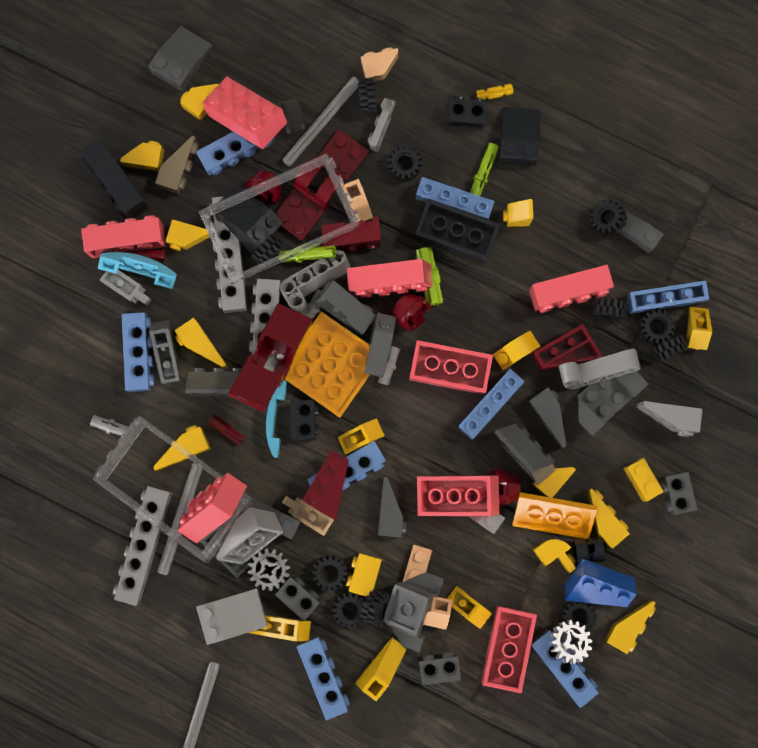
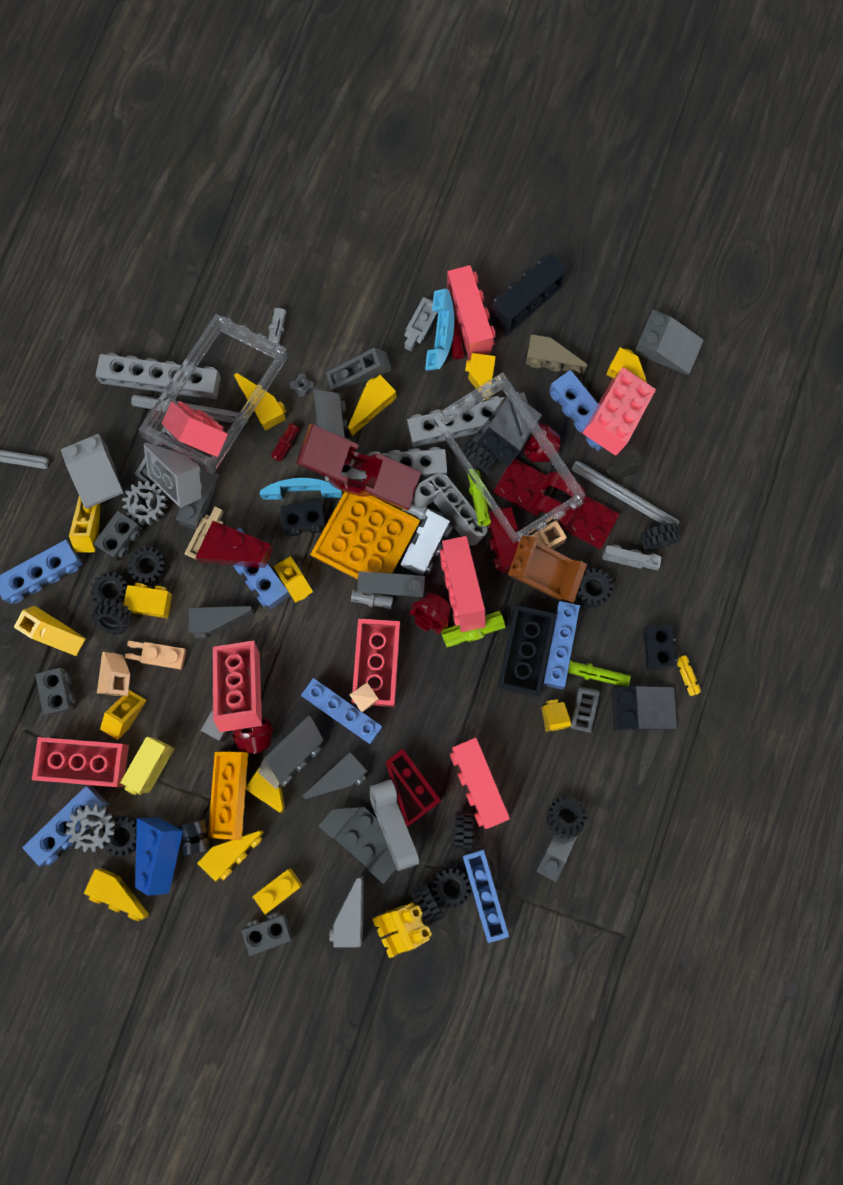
camera: 85 degrees right, 5 degrees down
(130, 323) = (345, 337): medium blue brick -> none
(145, 156) = (558, 322): yellow slope -> none
(166, 407) = (302, 391): none -> flat silver plate
(378, 64) = (696, 546): light nougat slope -> none
(387, 199) = (547, 570): none -> dark orange panel
(409, 608) = (116, 650): dark grey piece -> none
(483, 380) = (364, 697): none -> light nougat slope
(515, 181) = (578, 699): none -> flat silver slope
(516, 350) = (405, 733): yellow brick -> none
(520, 586) = (147, 766): none -> light yellow window
(553, 549) = (193, 801): yellow brick -> none
(688, 372) = (408, 927): none -> yellow hips
(698, 328) = (455, 936): yellow slope -> none

